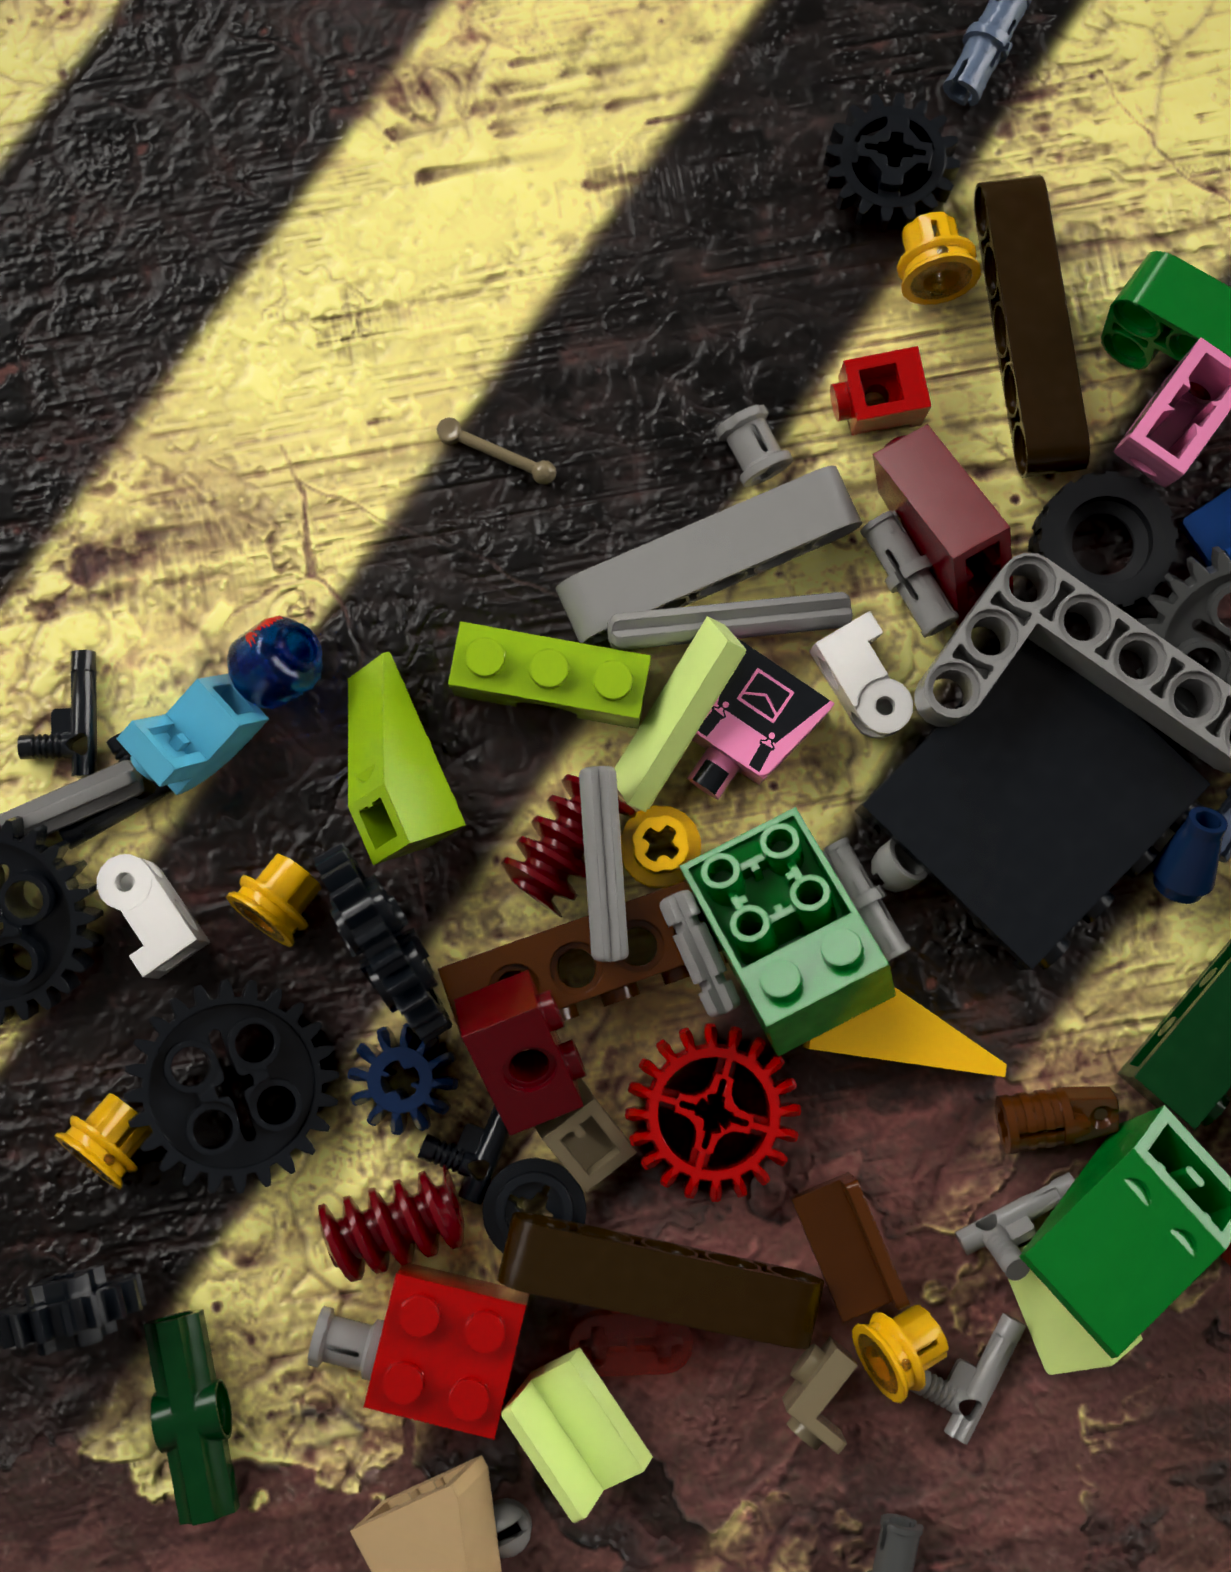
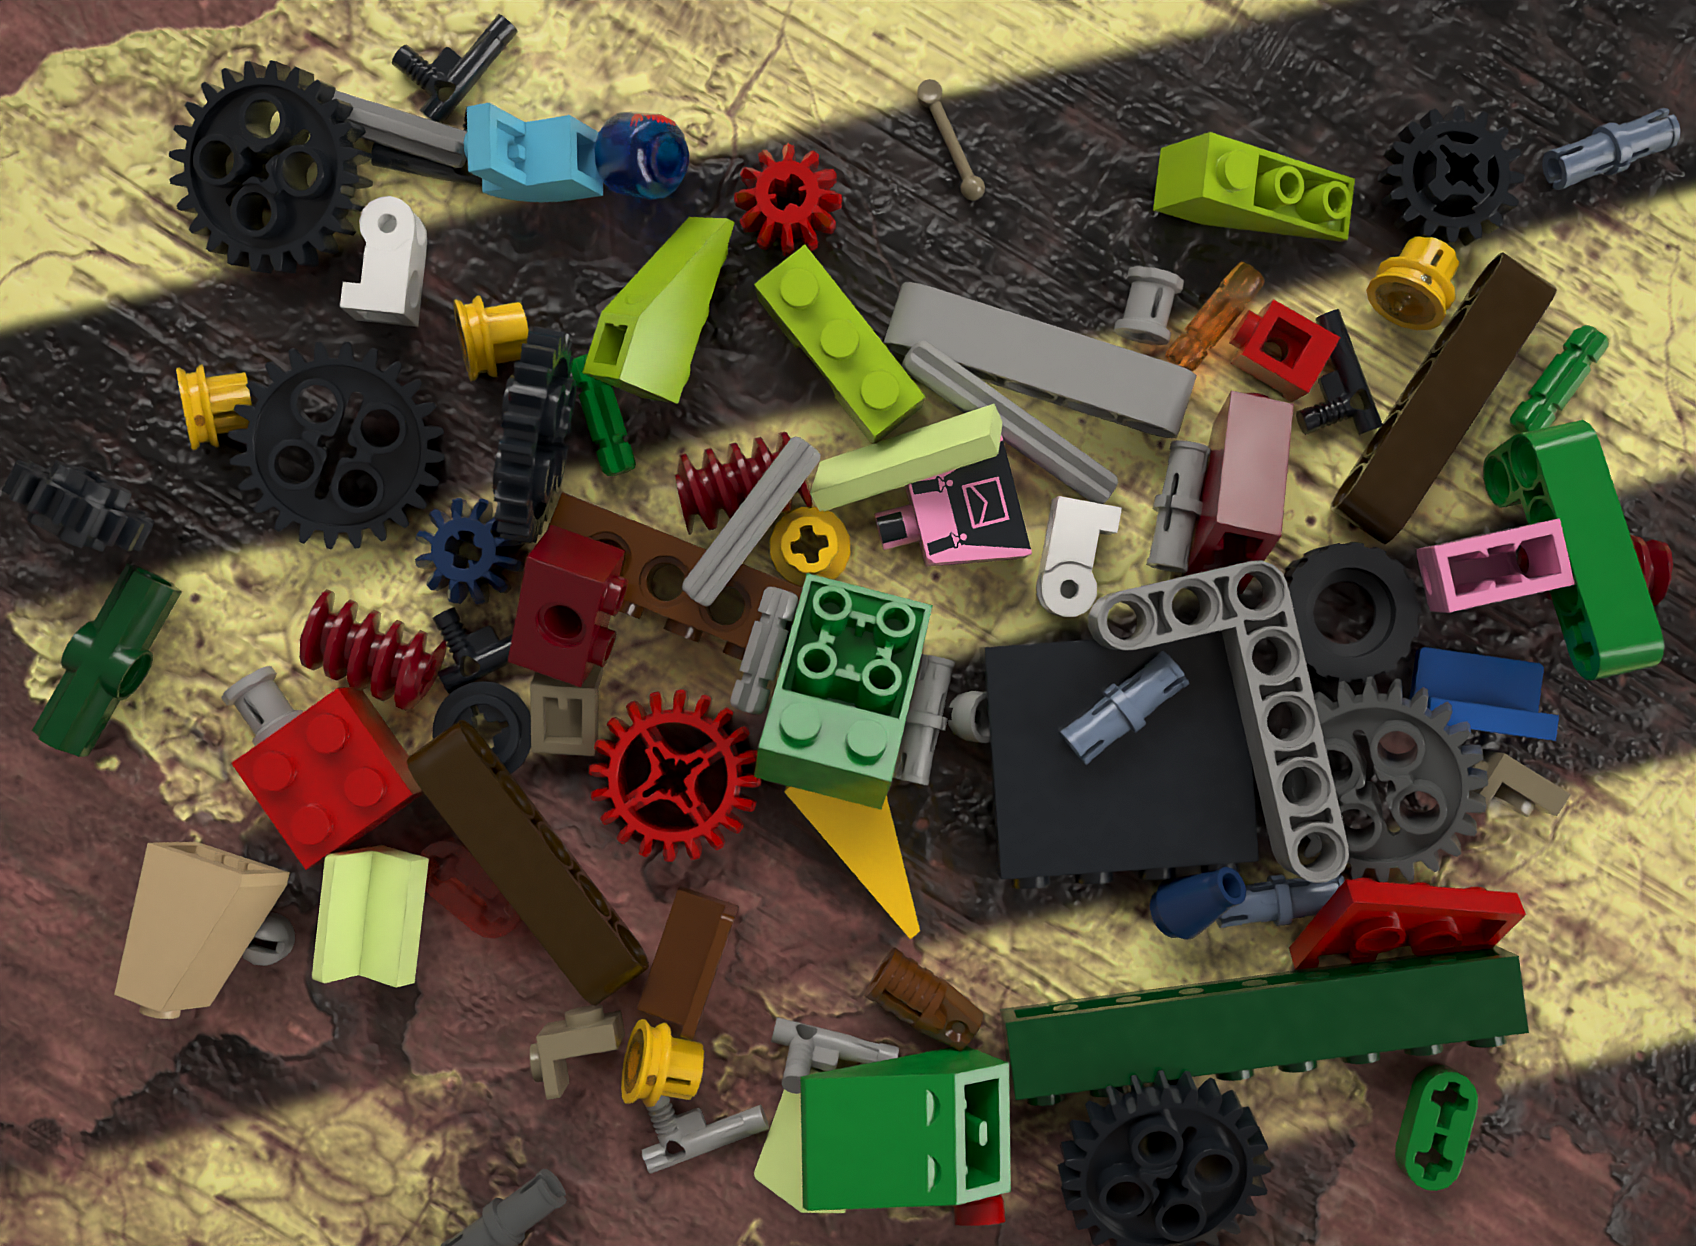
camera: 30 degrees right, 5 degrees up
(396, 590) = (782, 179): none -> red gear
(418, 889) = (603, 421): none -> green axle
(753, 295) = (1251, 189): none -> lime slope
(810, 411) = (1215, 317): none -> clear orange axle
(948, 382) = (1340, 386): none -> black hose
(1008, 757) = (1124, 707): none -> sand blue pin
(1103, 239) = (1560, 379): none -> green axle

